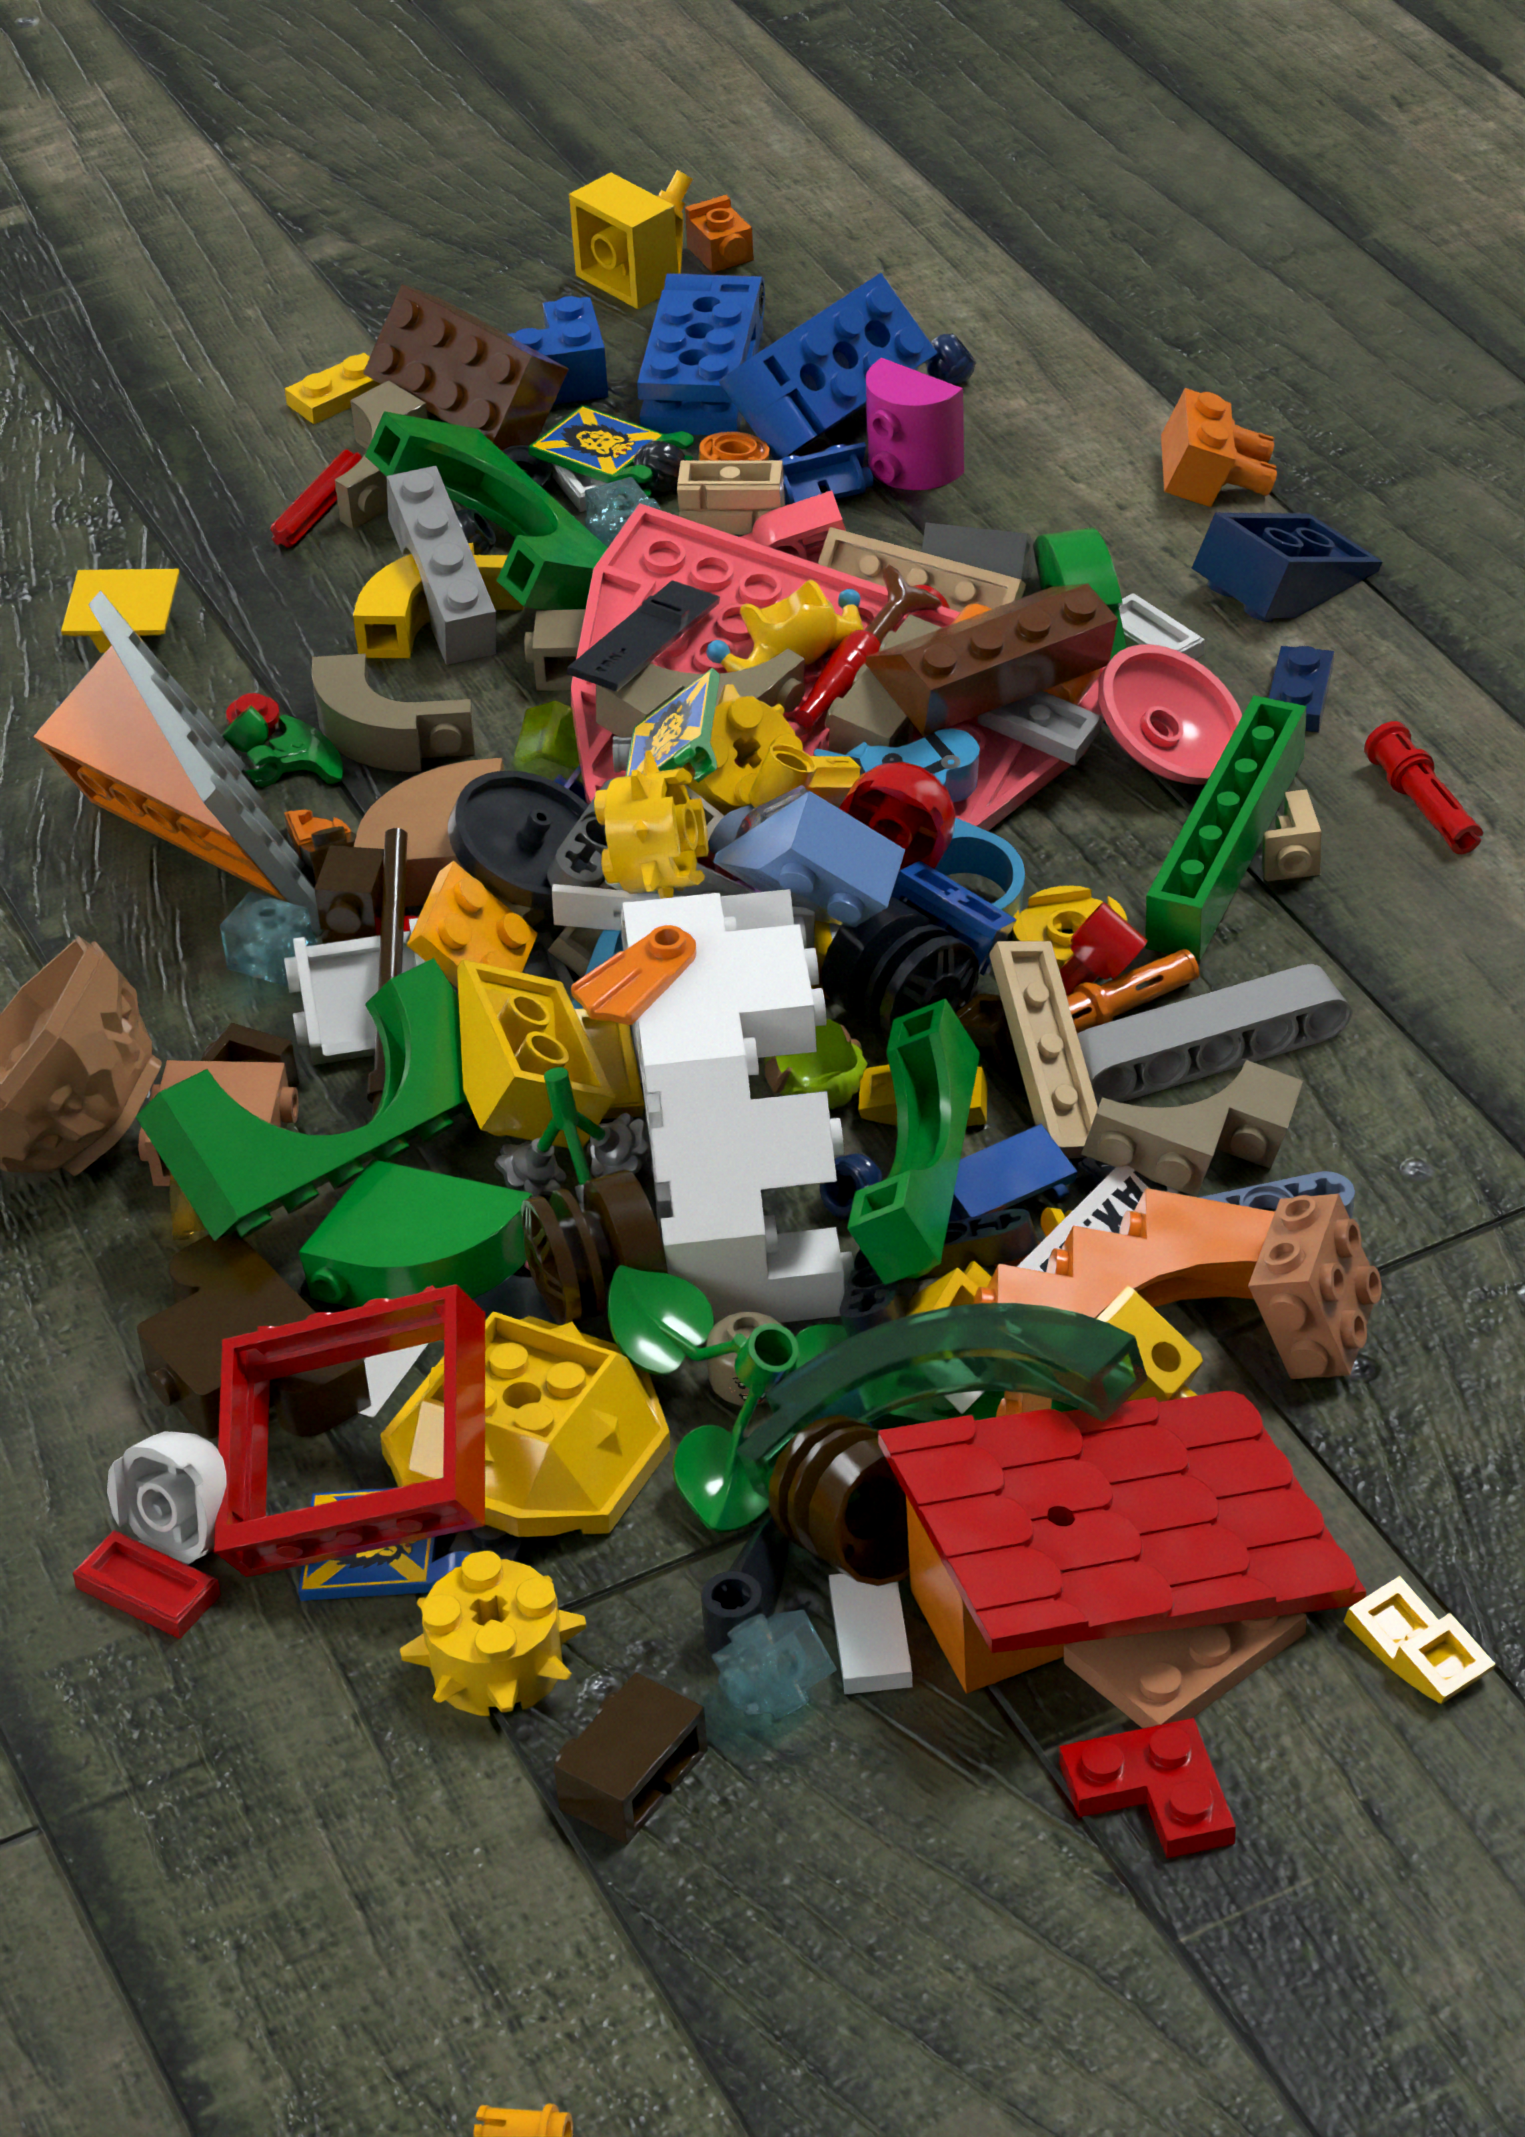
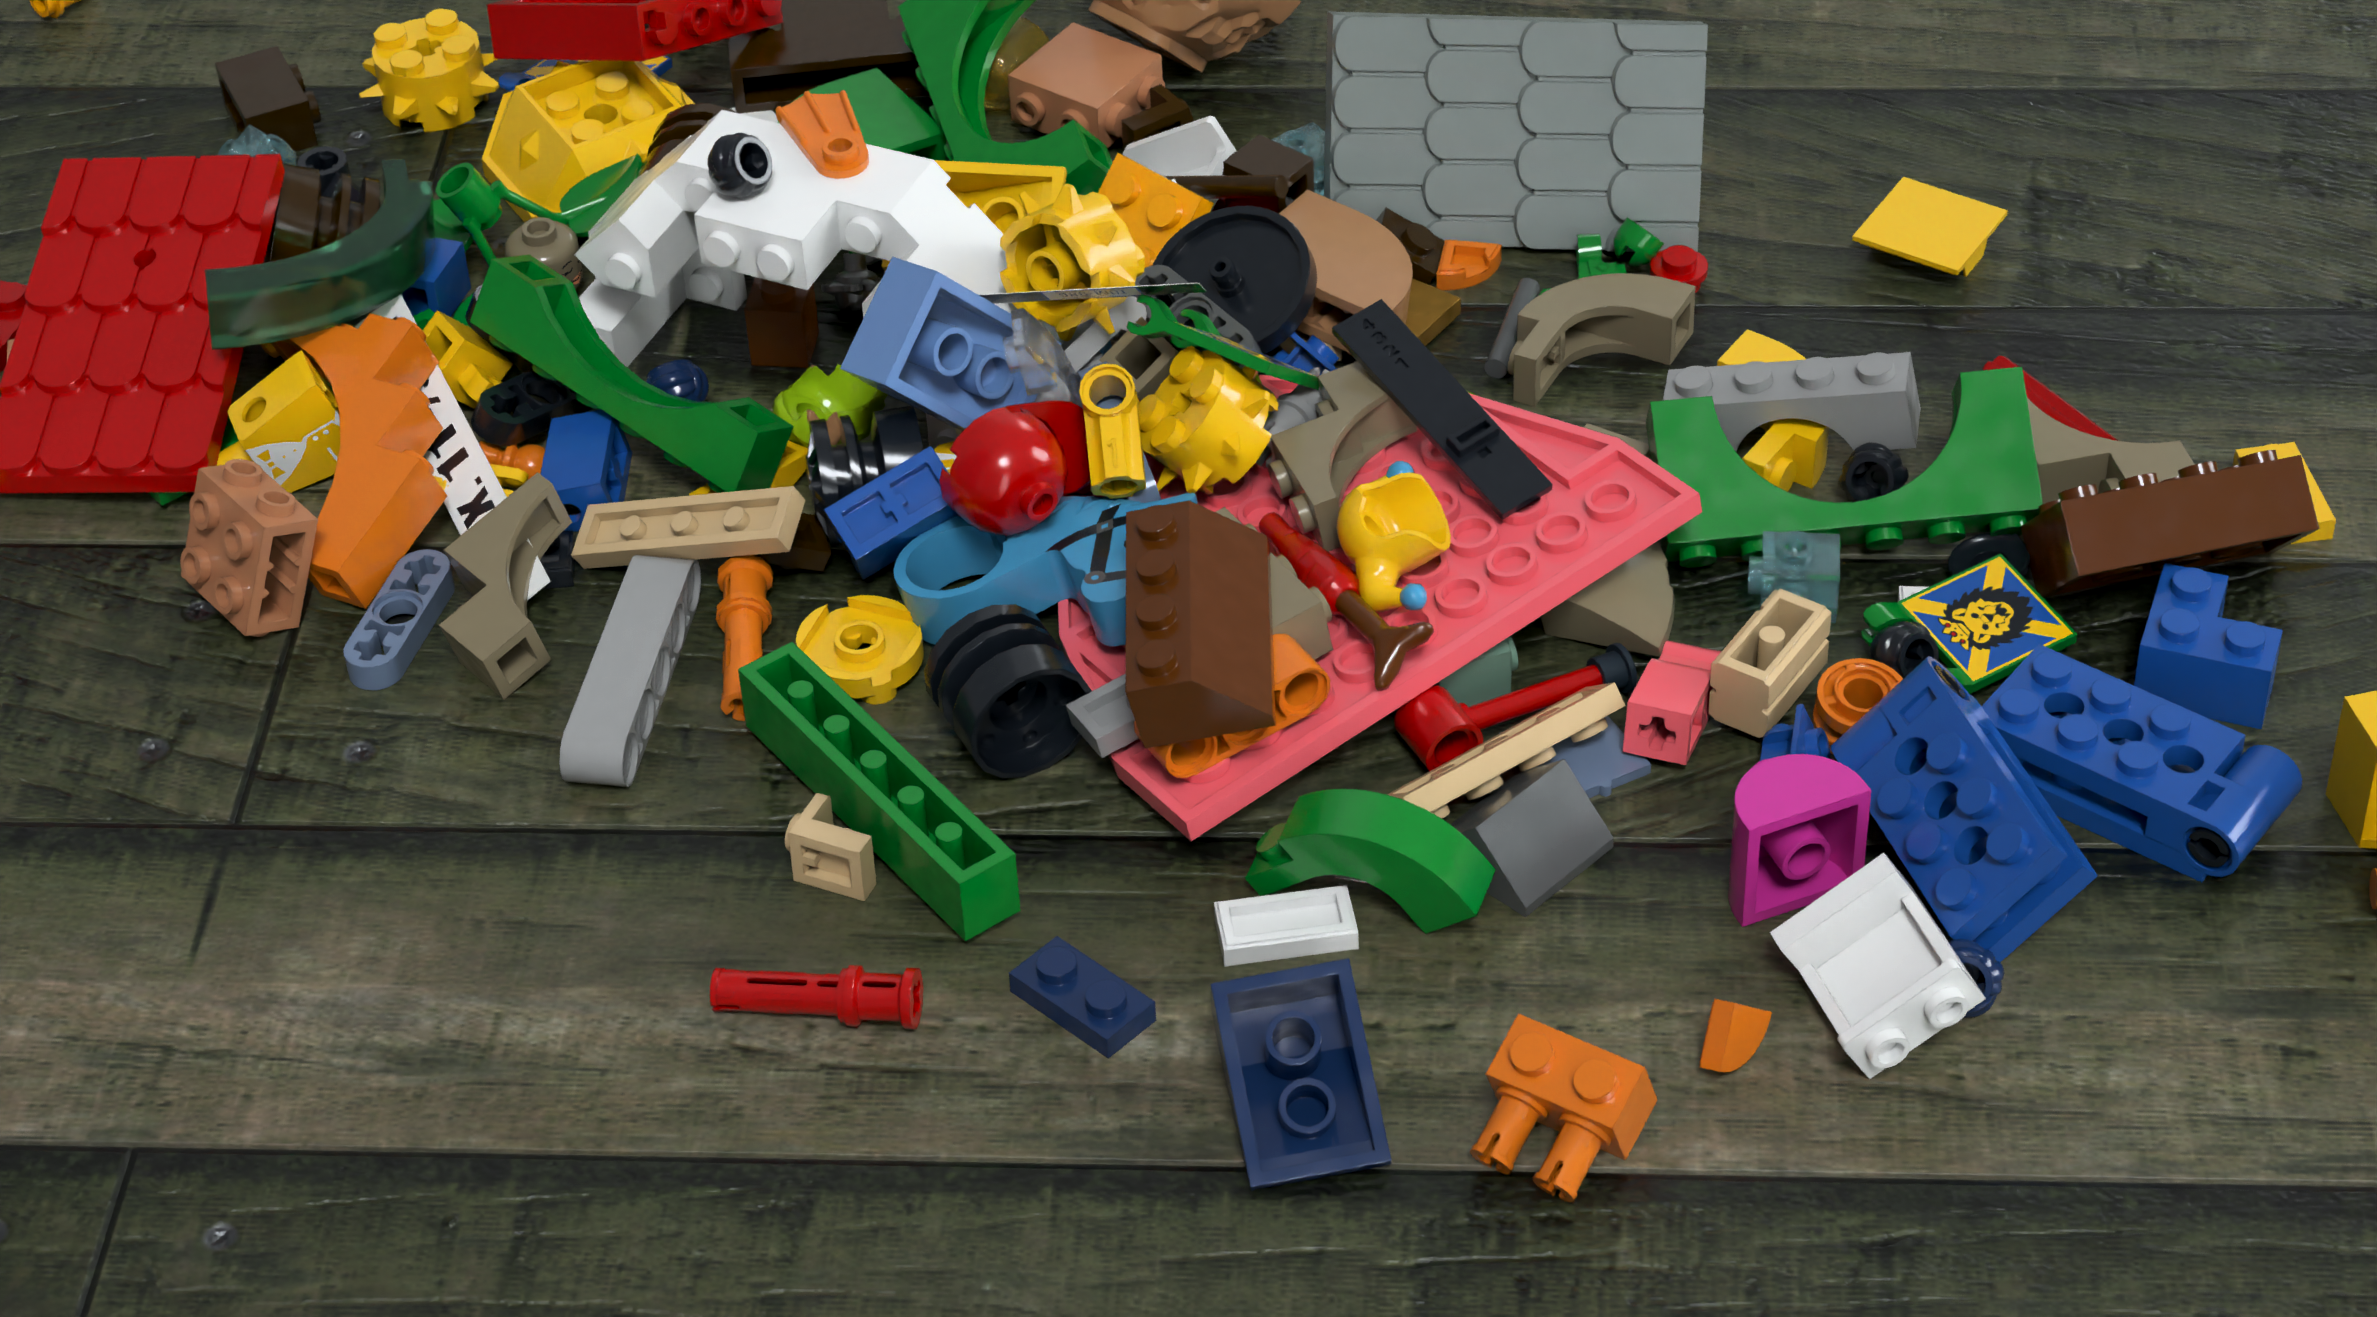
camera: 120 degrees right, 0 degrees up
(380, 777) = (1498, 358): none -> dark grey piece
(711, 774) = (1094, 293): none -> sticker
(753, 972) = (739, 165): none -> black piece
(998, 363) = (1878, 966): none -> white panel
(1077, 423) = (1732, 1035): none -> orange tile
(1079, 792) = (1006, 690): none -> black wheel
(1100, 948) = (773, 609): red axle -> none
(1167, 711) = (1065, 796): coral dish -> none

